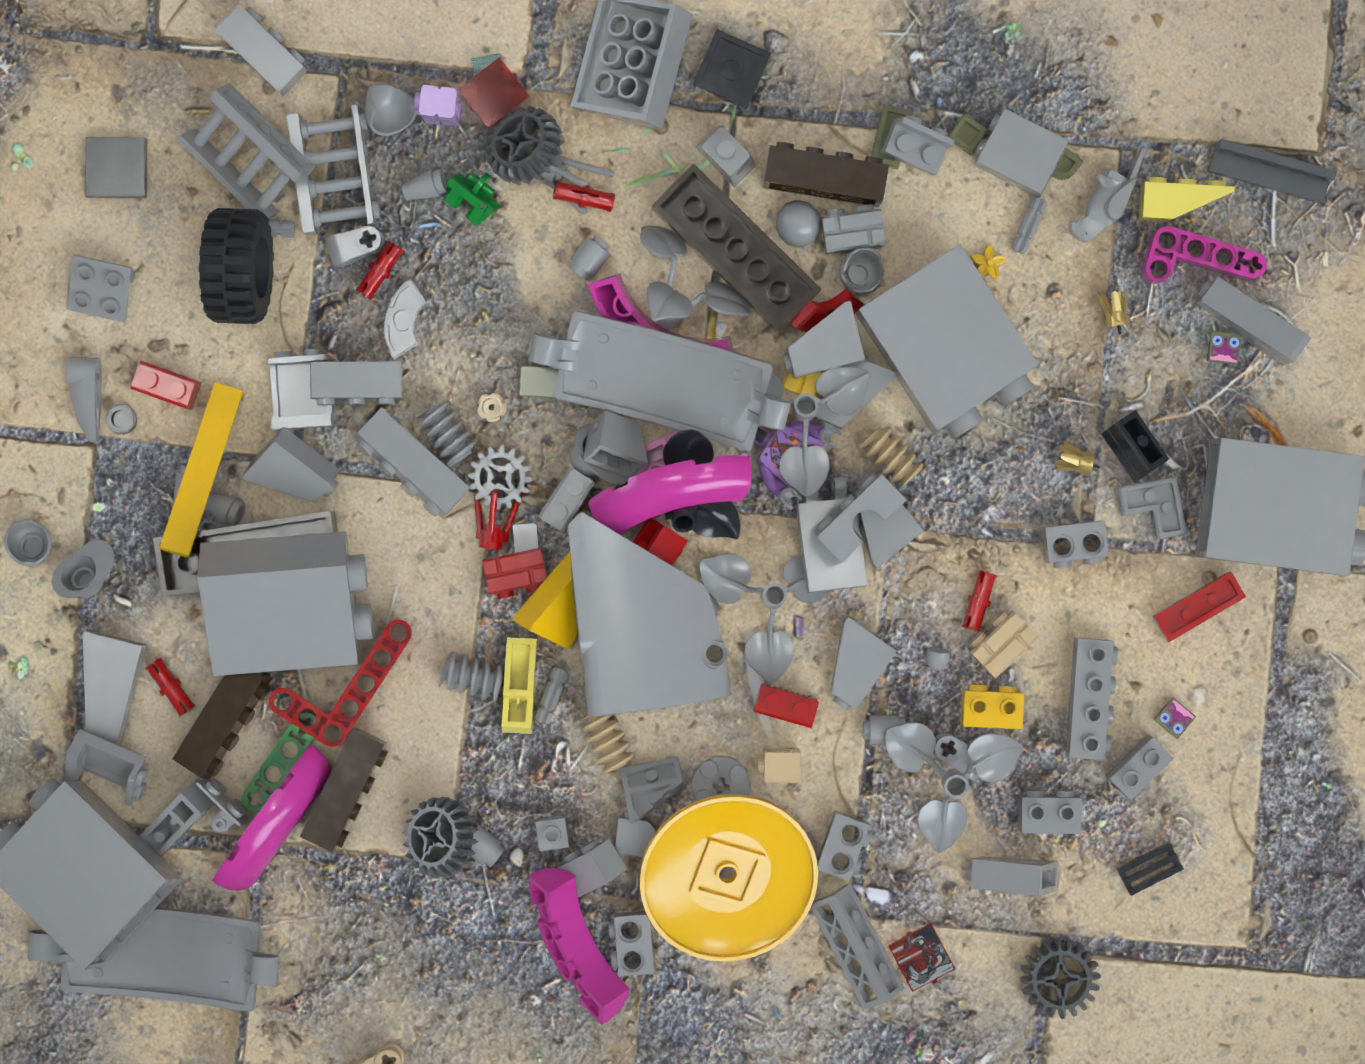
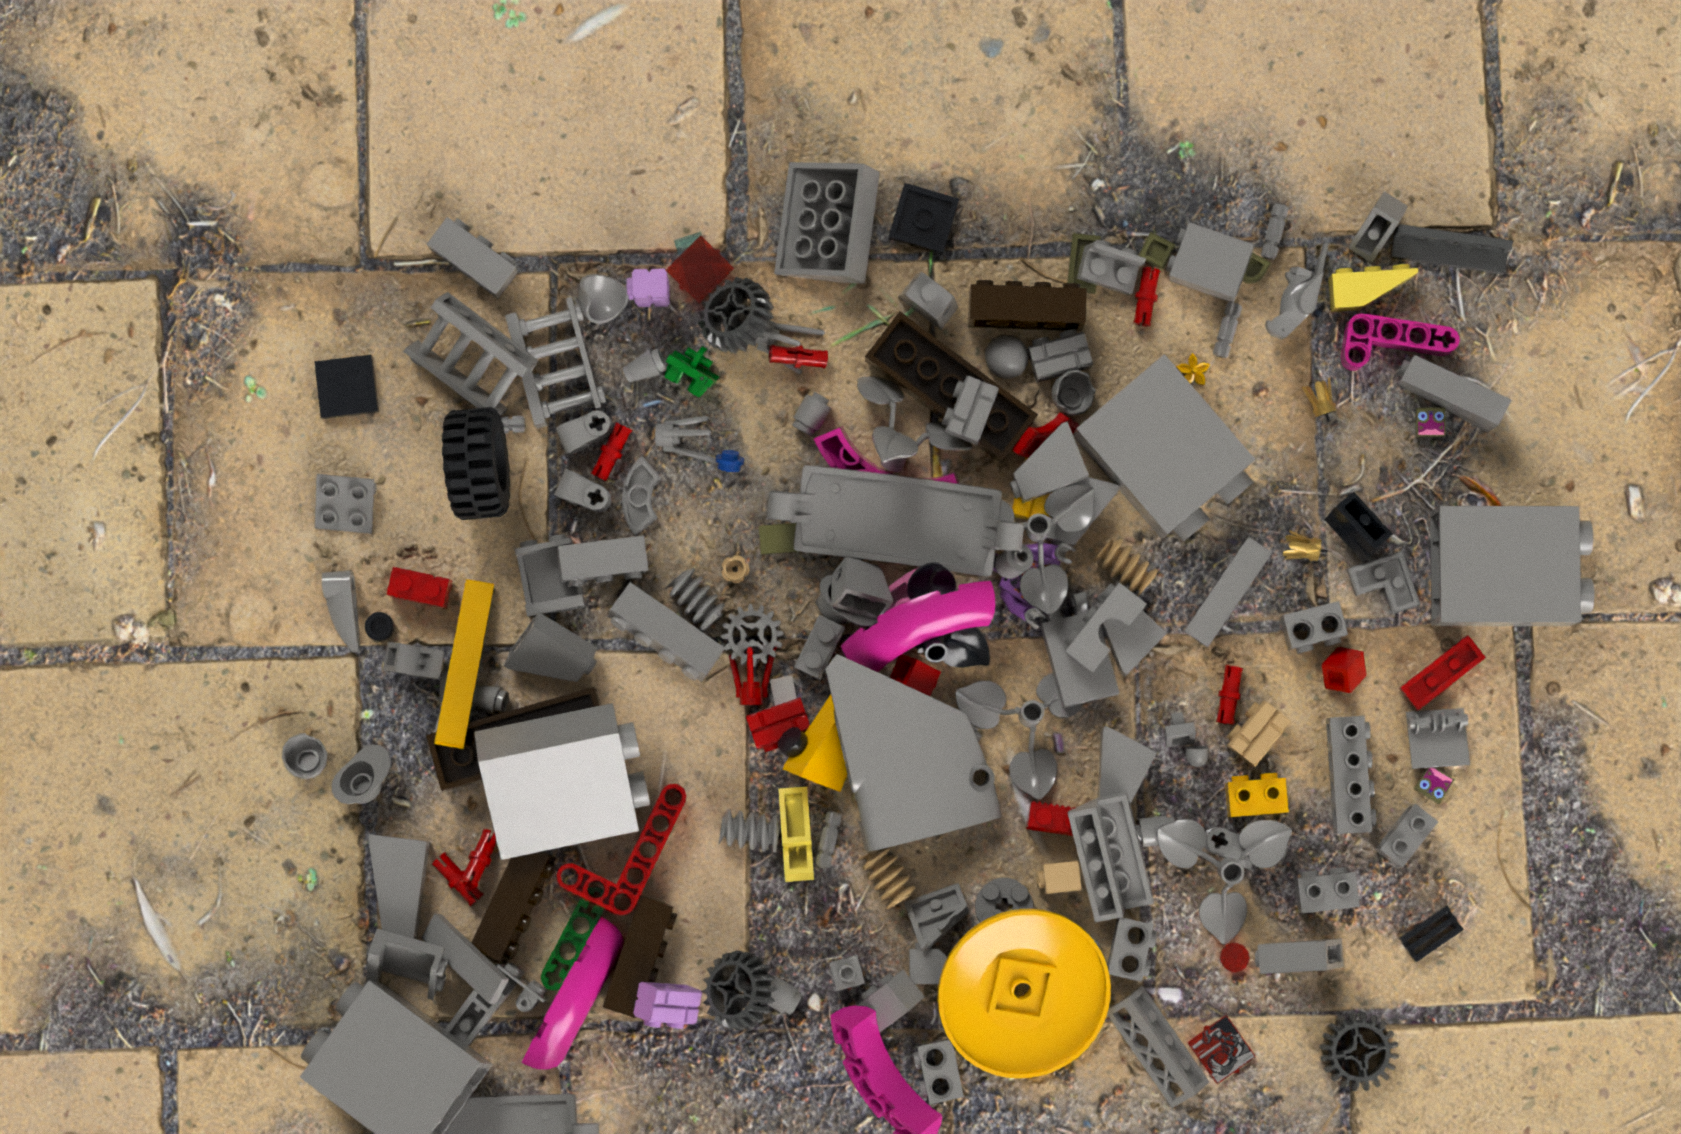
camera: 15 degrees left, 5 degrees down
(151, 459) = (414, 660): none -> light grey brick
(166, 771) = (466, 959): none -> light grey tile
(192, 671) = (479, 859): none -> red pin
(342, 306) = (579, 490): none -> light grey piece
(366, 842) = (667, 1004): none -> lavender brick
(442, 258) = (669, 434): none -> light grey plant
(499, 295) = (729, 461): none -> blue plate
(526, 593) = (792, 742): none -> black tile
(753, 275) = (971, 409): none -> light grey brick
(775, 441) = (1012, 564): none -> light grey brick
(835, 750) = (1110, 856): none -> light grey slope
(922, 633) = (1179, 732): none -> light grey tile
(947, 866) = (1234, 957): none -> clear red tile
(950, 180) = (1146, 296): none -> red pin
(992, 495) = (1227, 592): none -> light grey tile
(1092, 129) = (1274, 231): none -> light grey axle
(1099, 590) = (1344, 669): none -> red panel
(1185, 672) = (1438, 738): none -> light grey hinge
(1199, 138) = (1378, 227): none -> light grey slope

